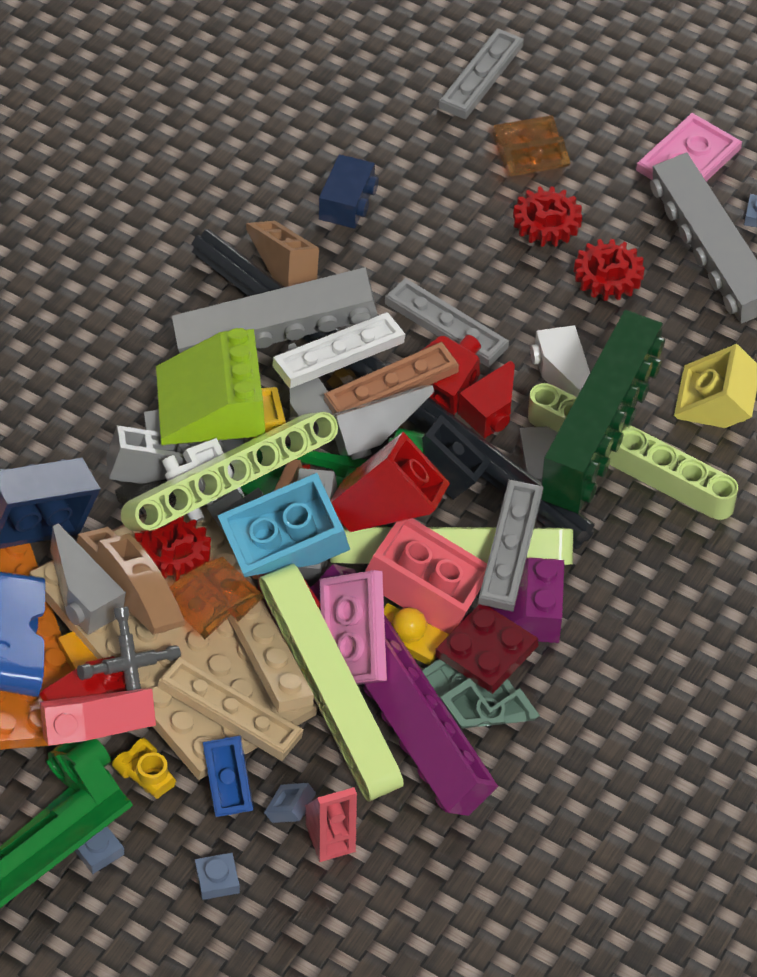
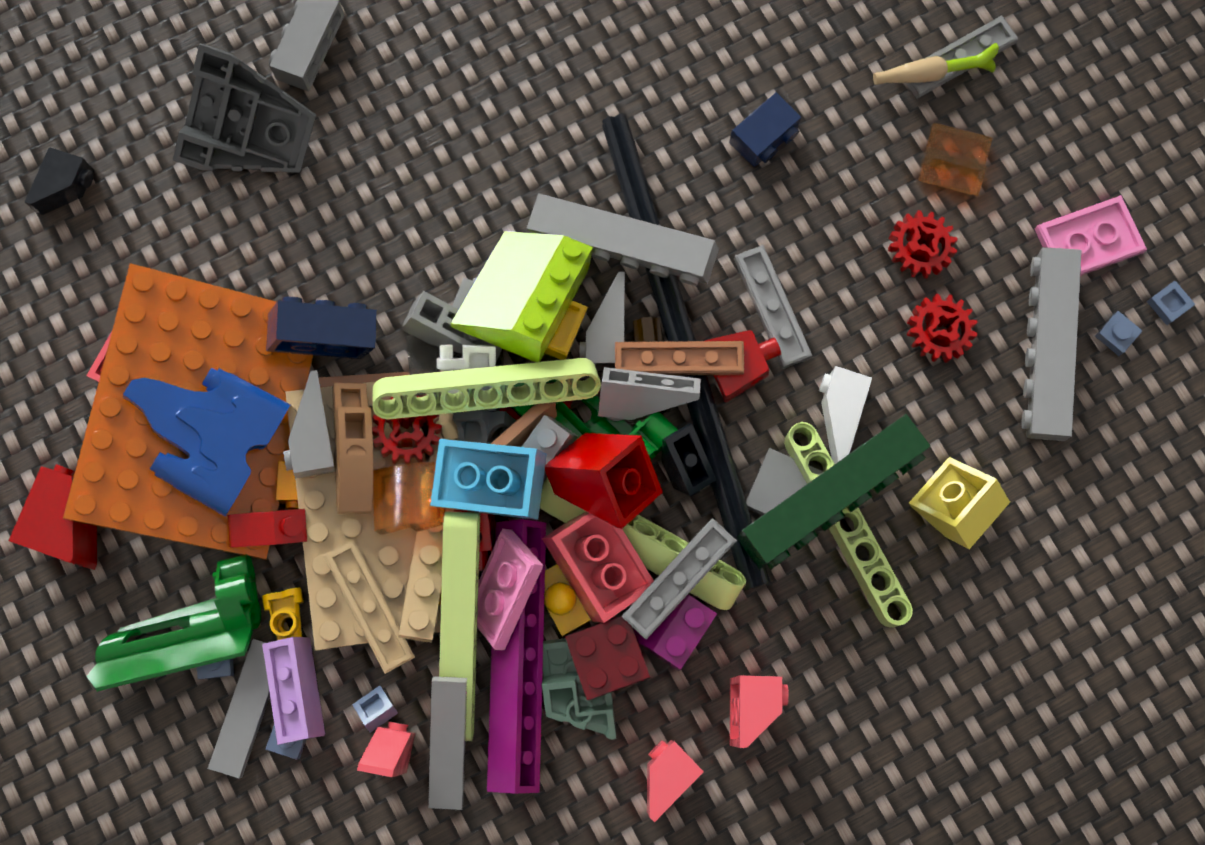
camera: 30 degrees right, 25 degrees up
(96, 716) = (251, 563): coral slope -> none
(129, 660) = (305, 528): dark grey piece -> none
(158, 872) = (243, 716): none -> light grey tile
(196, 821) = (293, 689): none -> lavender panel
(228, 776) = (338, 663): blue slope -> none
(285, 253) = (674, 169): medium nougat slope -> none
(338, 350) = (653, 302): white plate -> none
(383, 786) = (447, 742): none -> light grey tile
(468, 83) = (936, 68): none -> tan piece
(488, 401) = (758, 411): red slope -> none
(608, 709) = (668, 776): none -> coral slope
(644, 606) = (754, 706): none -> coral slope

